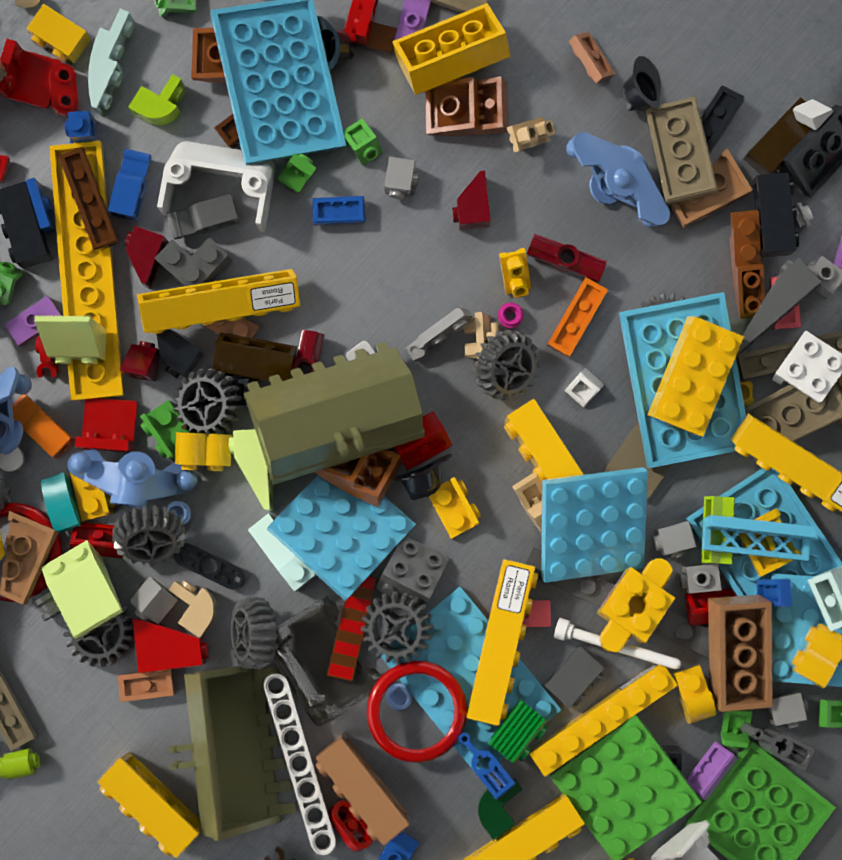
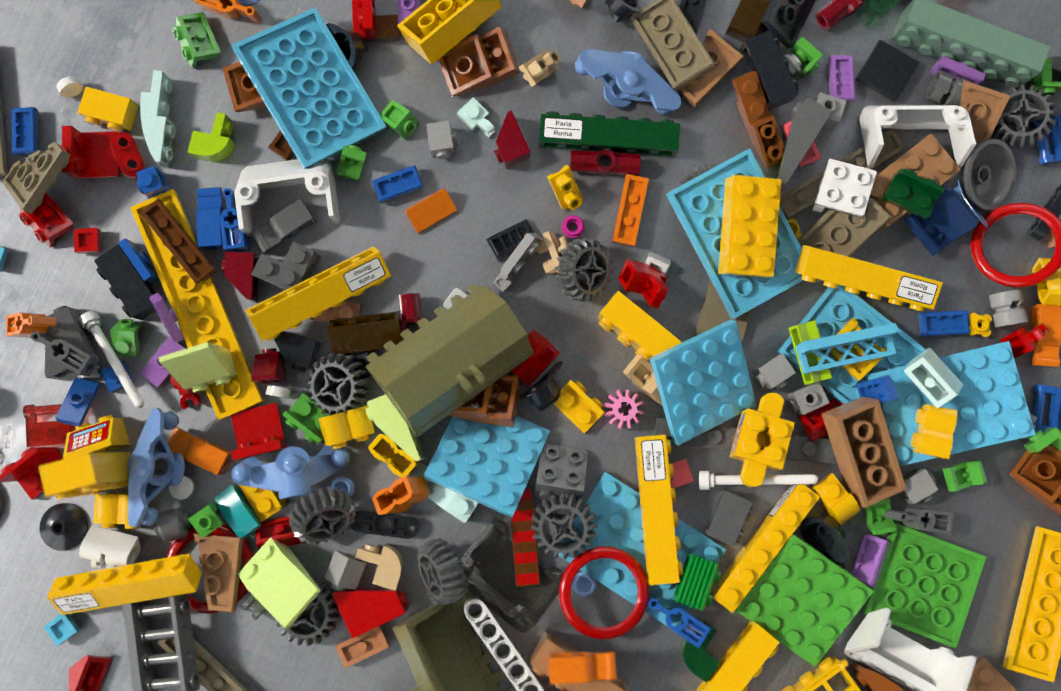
camera: 20 degrees left, 0 degrees up
(26, 500) = (206, 519): none -> bright green bracket
(52, 274) = (167, 317): none -> medium lavender plate
(143, 390) = (278, 391): none -> white tile
(147, 214) = (233, 238): none -> blue piece
(237, 540) = (401, 495): none -> orange brick
(245, 502) = (397, 459): none -> yellow brick
(365, 250) = (431, 210): none -> orange slope
(367, 777) = (581, 667): none -> orange piece
(419, 302) = (491, 241): none -> black slope
(445, 164) = (475, 116): none -> light aqua plate
(507, 532) = (630, 413): none -> bright pink gear
(567, 396) = (644, 280): none -> red brick
(581, 229) = (603, 133): none -> dark green brick
(671, 729) = (826, 536): none -> black piece
(824, 210) = (808, 55): none -> bright green bracket

